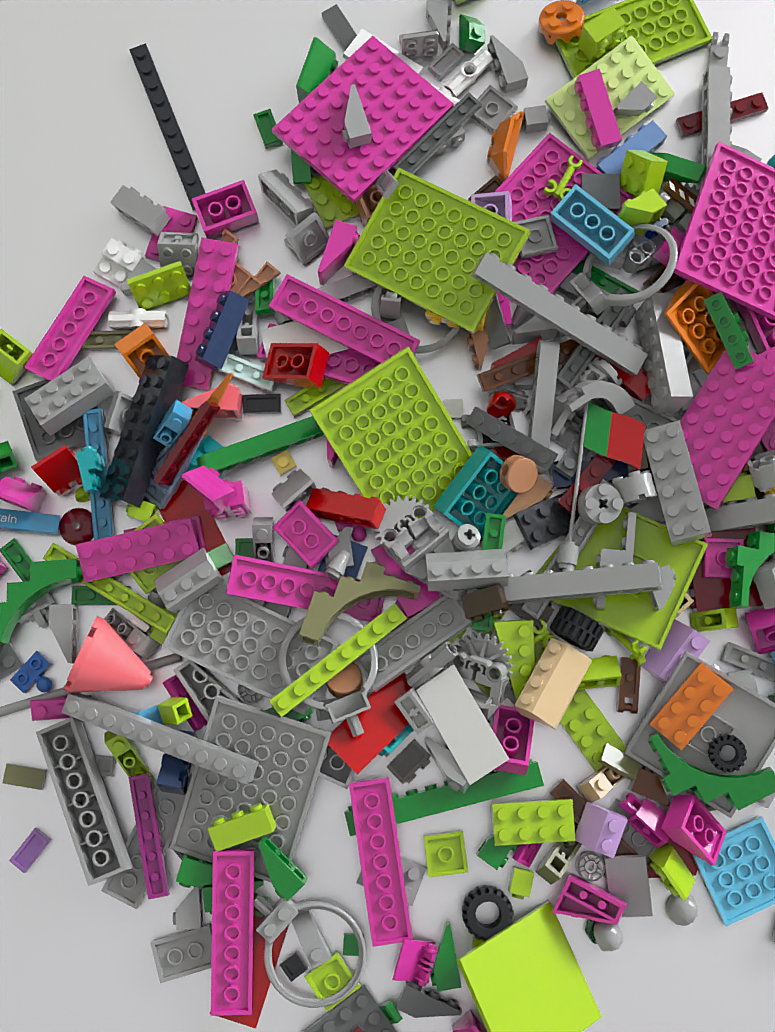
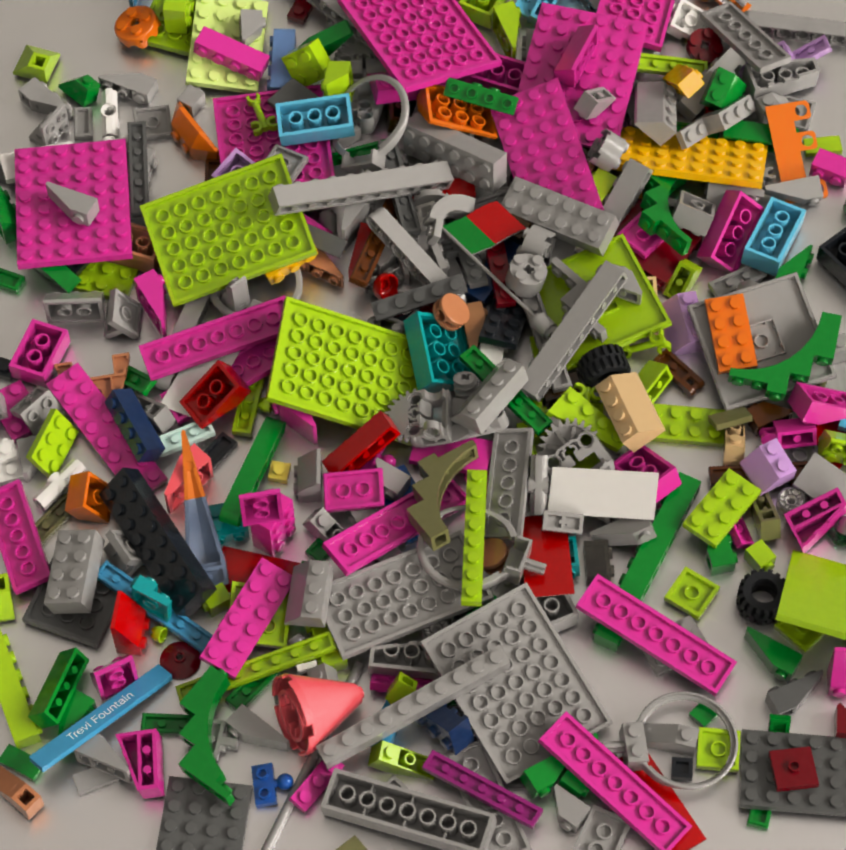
camera: 50 degrees left, 20 degrees down
(173, 423) = (176, 509): dark azure slope -> none
(186, 443) = (201, 510): dark red plate -> none
(241, 826) = (538, 706): lime brick -> none
(283, 873) = (601, 707): green slope -> none
(337, 566) = (401, 483): light grey cone -> none
(386, 183) = (144, 222): light grey tile -> none
(415, 961) = (754, 675): dark pink hinge -> none
(484, 603) = (527, 403): dark brown brick -> none
(661, 223) = (358, 91): clear blue tile -> none
(680, 194) = (350, 52): reddish brown tile -> none
(736, 762) = (773, 335): black tyre -> none

